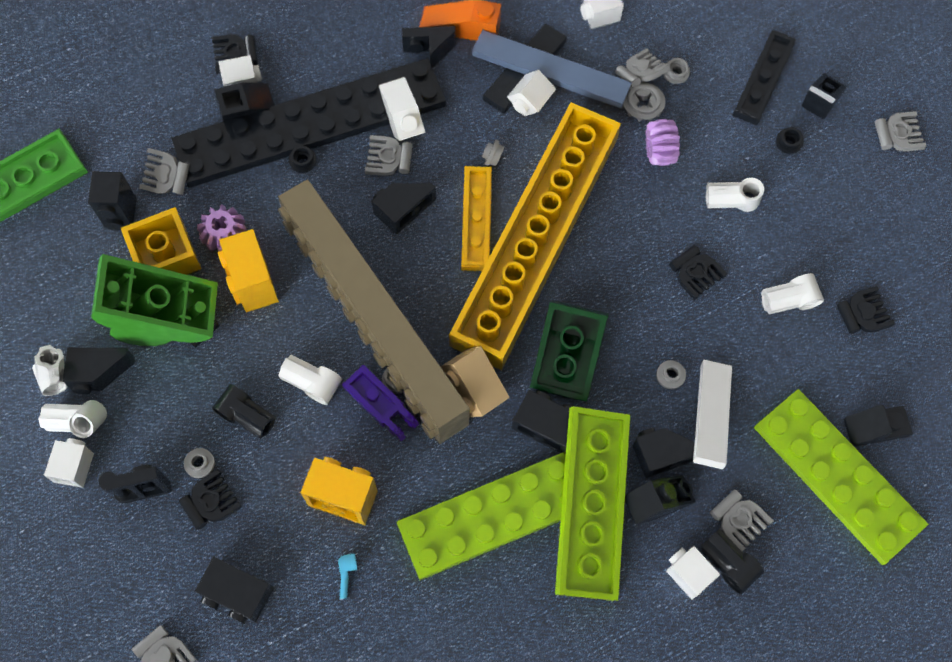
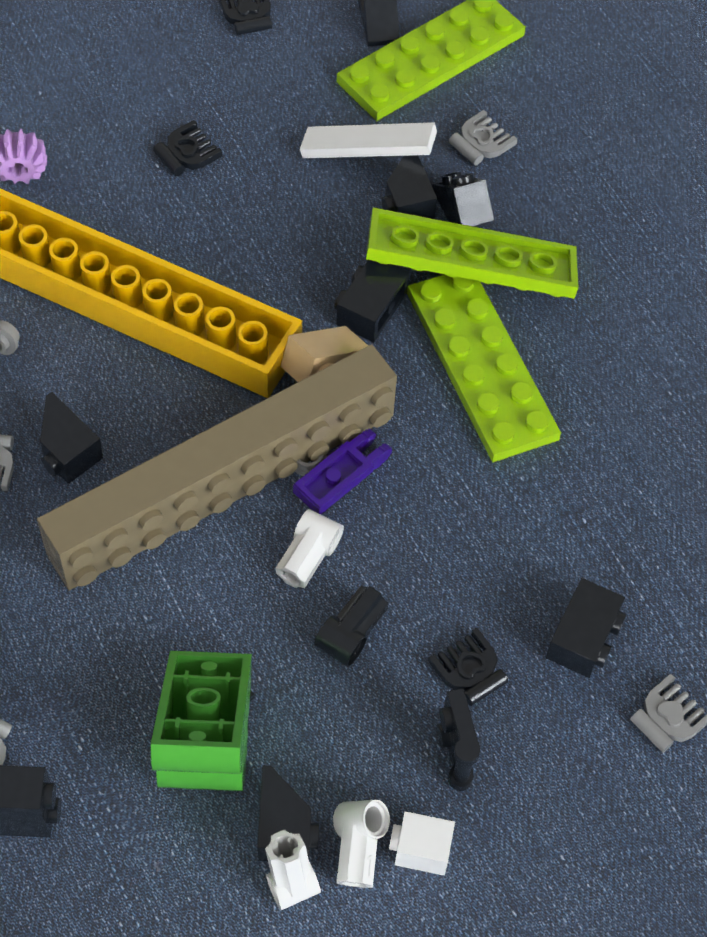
camera: 90 degrees left, 10 degrees down
(162, 242) = (105, 733): yellow brick -> none
(202, 471) = (417, 690): light grey plate -> none
(219, 226) = (76, 648): lavender gear -> none
(247, 271) = (156, 611): yellow brick -> none
(339, 490) = (463, 500): yellow brick -> none
(346, 564) = (545, 511): medium azure hand -> none
(476, 218) = (90, 364): yellow tile -> none
(569, 350) = (281, 269): dark green slope -> none
(668, 382) = (315, 183): light grey plate -> none
(692, 571) = (543, 179): white brick -> none
(732, 194) = (93, 101): white piece -> none
(737, 567) = (534, 142): black piece -> none
(793, 135) = (25, 47): black plate -> none
(798, 293) = (225, 60): white piece -> none

